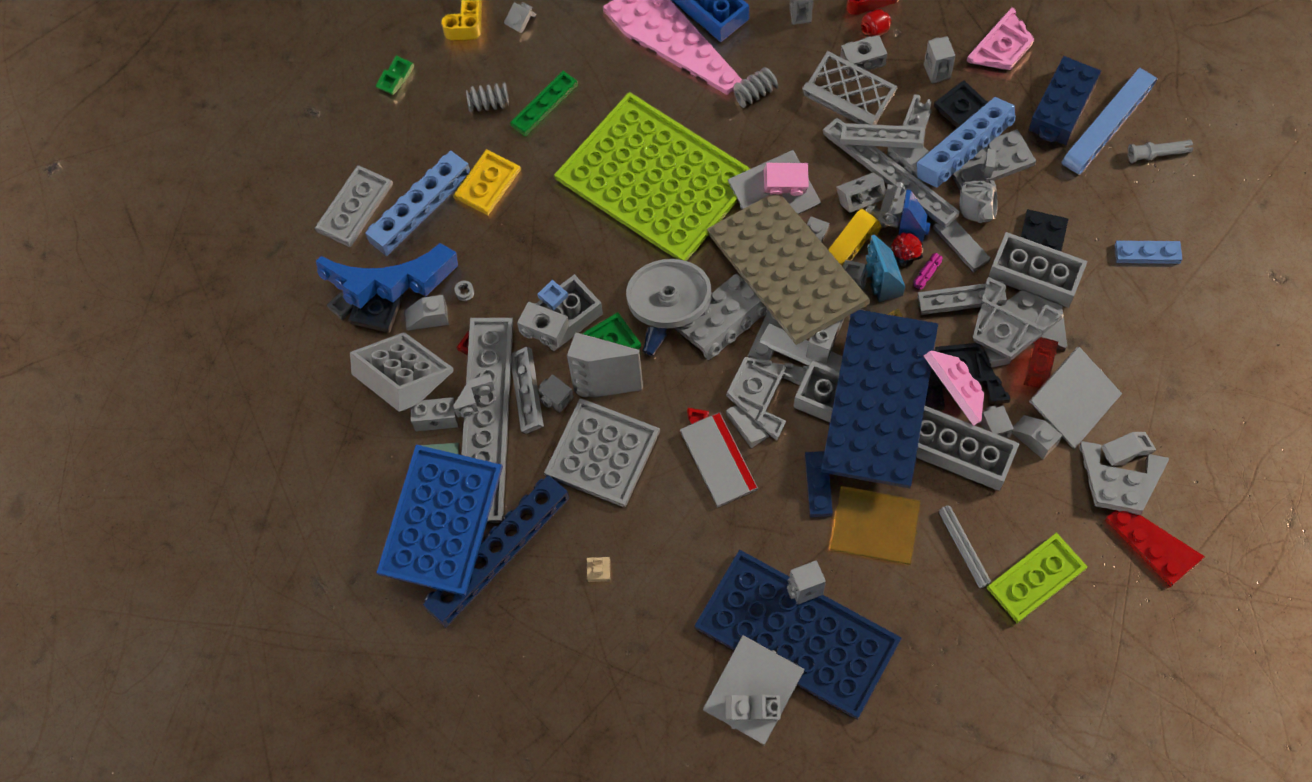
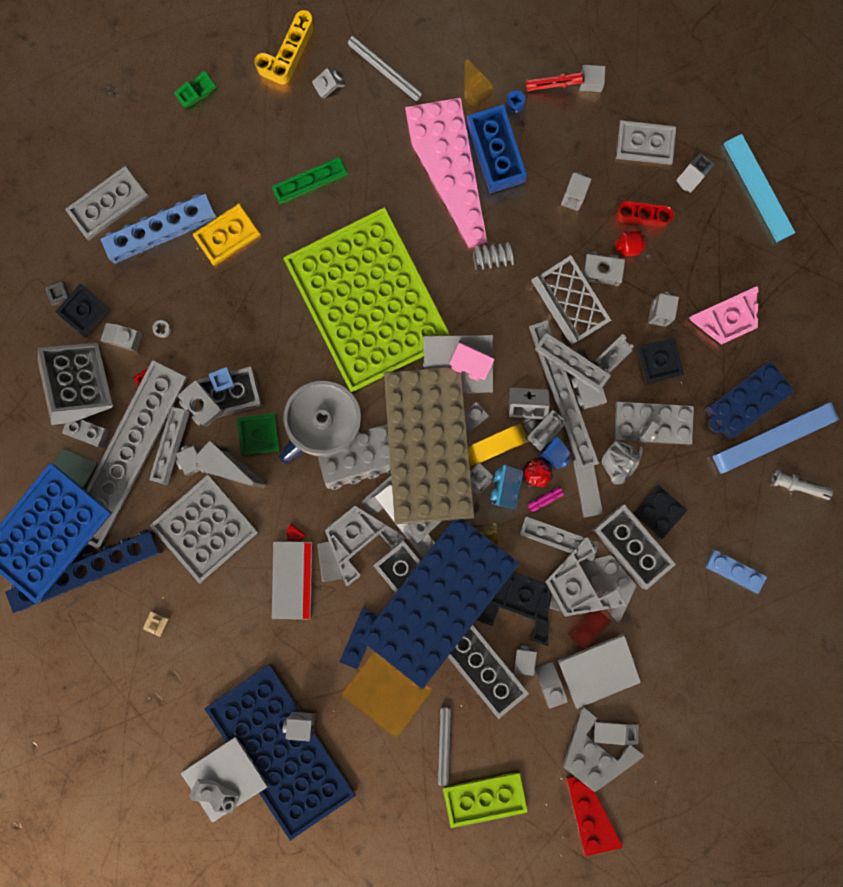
camera: 25 degrees right, 20 degrees up
(389, 282) = (127, 300): blue arch -> none
(465, 403) = (115, 435): light grey slope -> none
(487, 97) = (261, 154): light grey piece -> none
(959, 383) = (509, 621): bright pink wing -> none
(965, 142) = (683, 382): medium blue brick -> none

